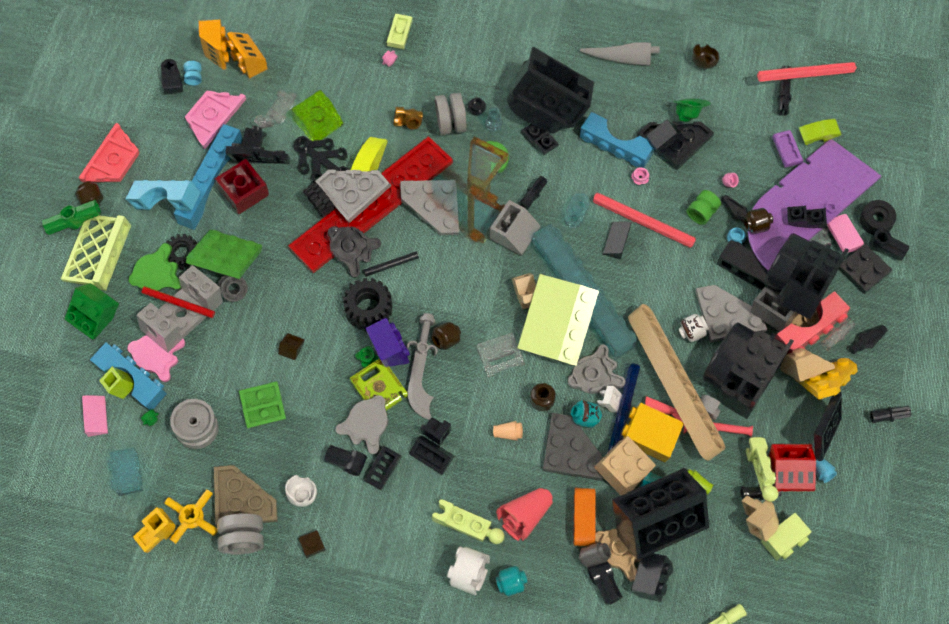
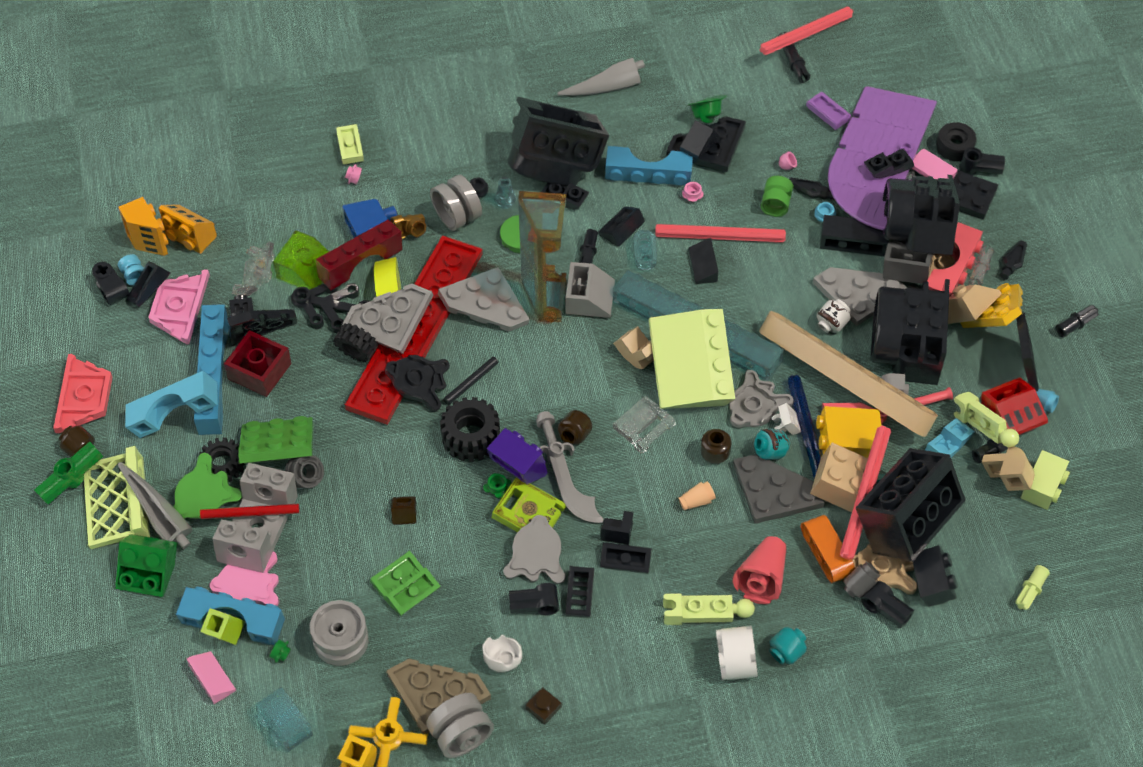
camera: 25 degrees left, 10 degrees down
(119, 279) = (161, 513): none -> light grey piece
(197, 88) = (147, 283): none -> black slope
(339, 129) = (337, 265): none -> dark red arch
(380, 101) = (366, 215): none -> blue torso
(571, 182) = (622, 225): none -> black slope
(636, 482) = (867, 484): none -> coral axle
(705, 57) = (695, 53): dark brown hair -> none
(729, 470) = (951, 438): none -> medium azure slope
(758, 221) = (843, 184): dark brown head -> none
(820, 130) = (849, 82): lime slope -> none

